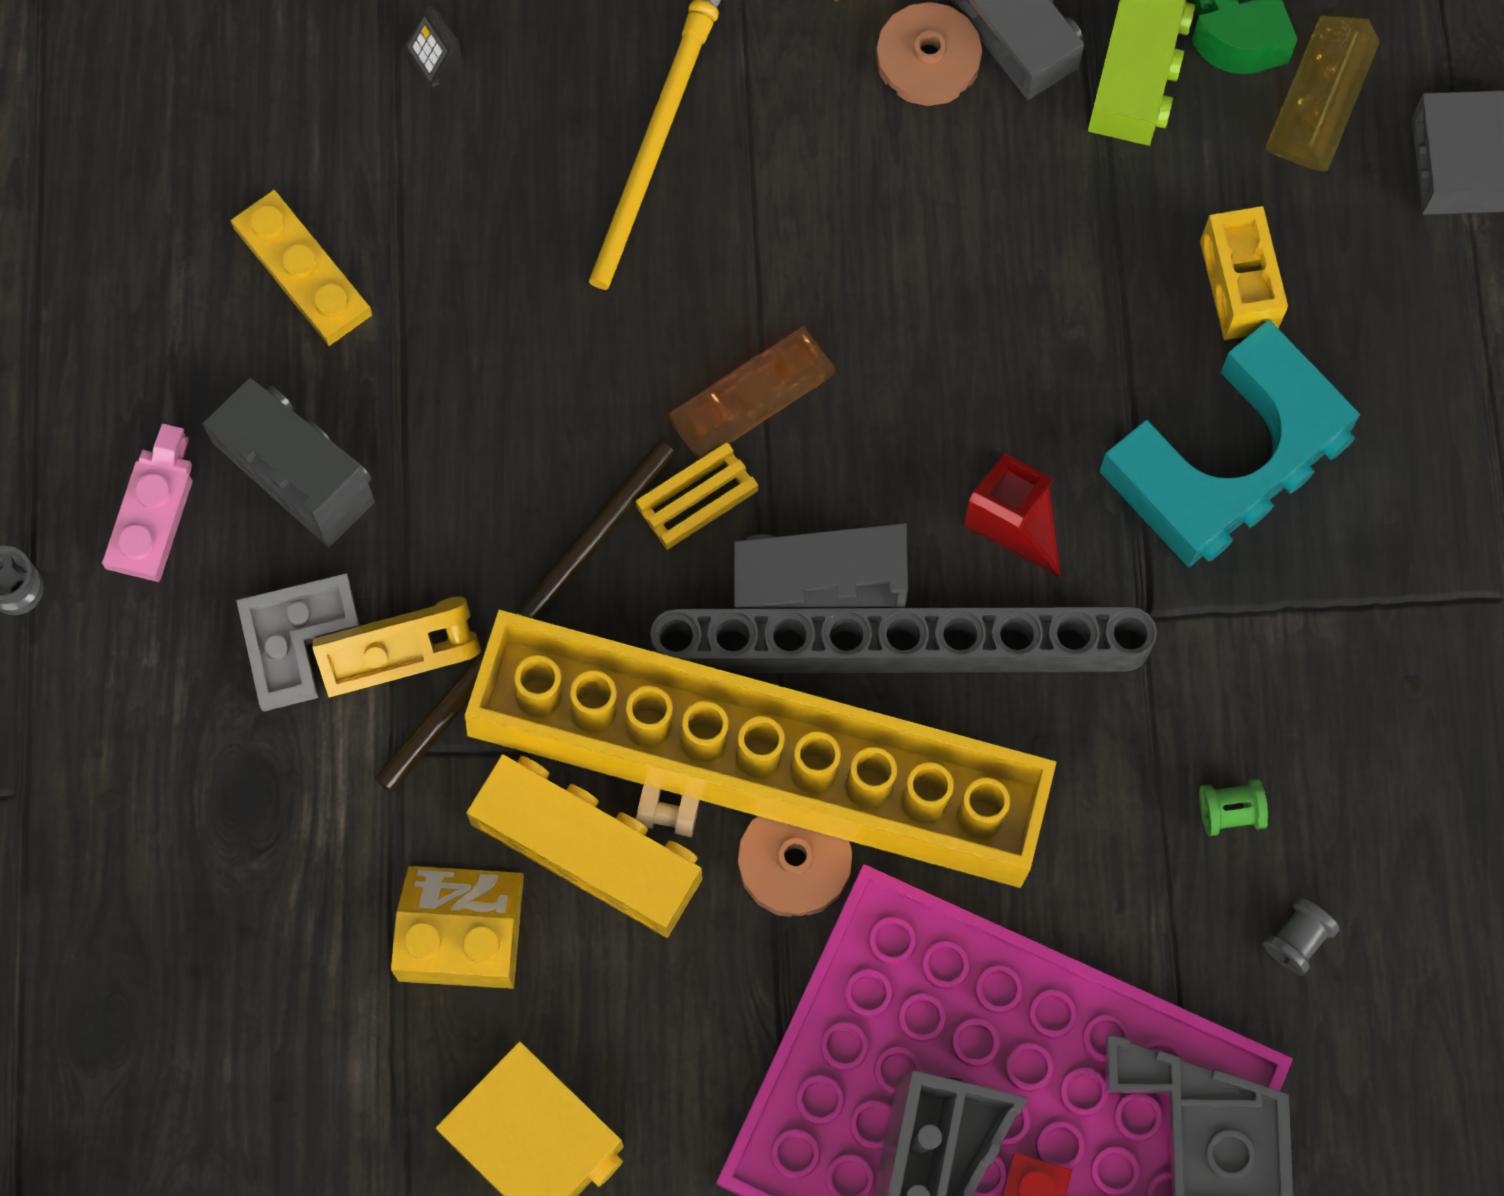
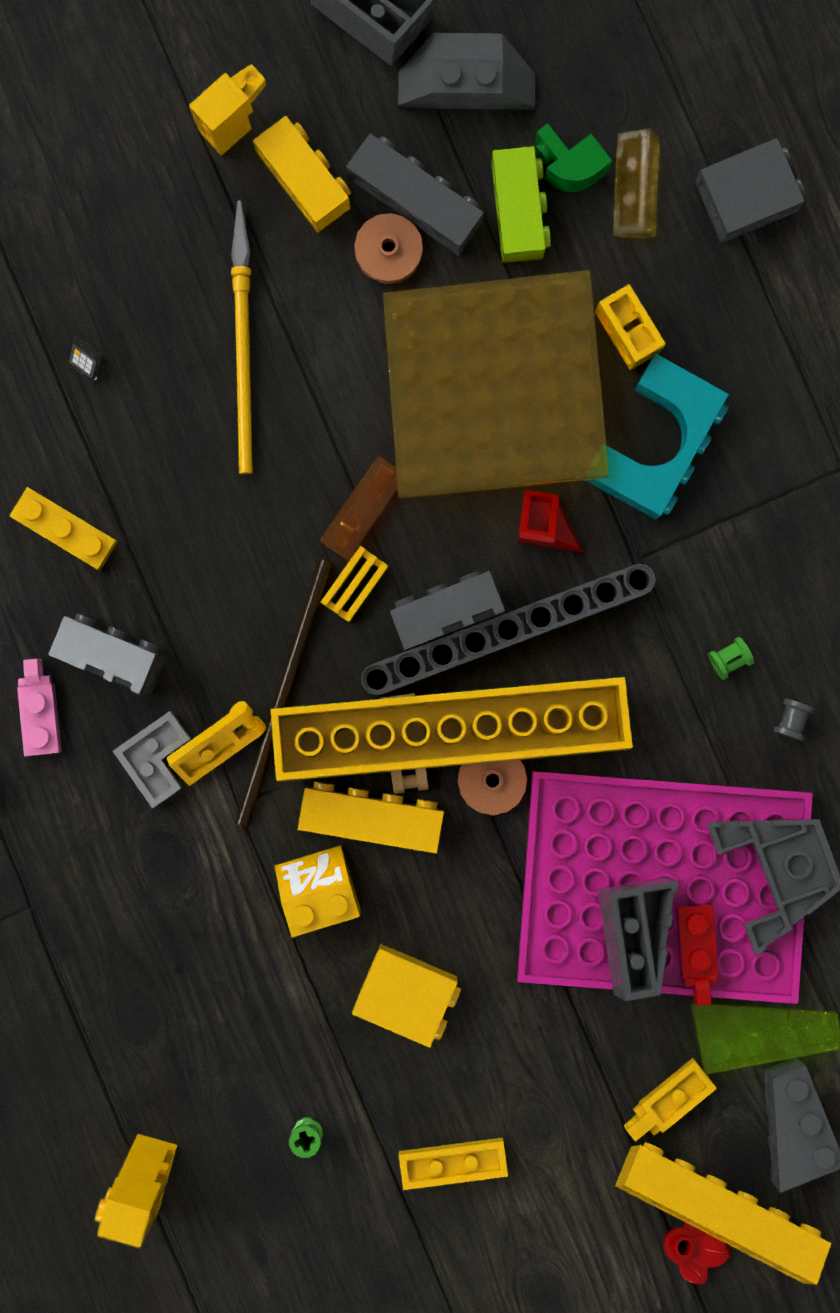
camera: 15 degrees left, 15 degrees up
(1014, 286) = (495, 384): none -> clear yellow plate

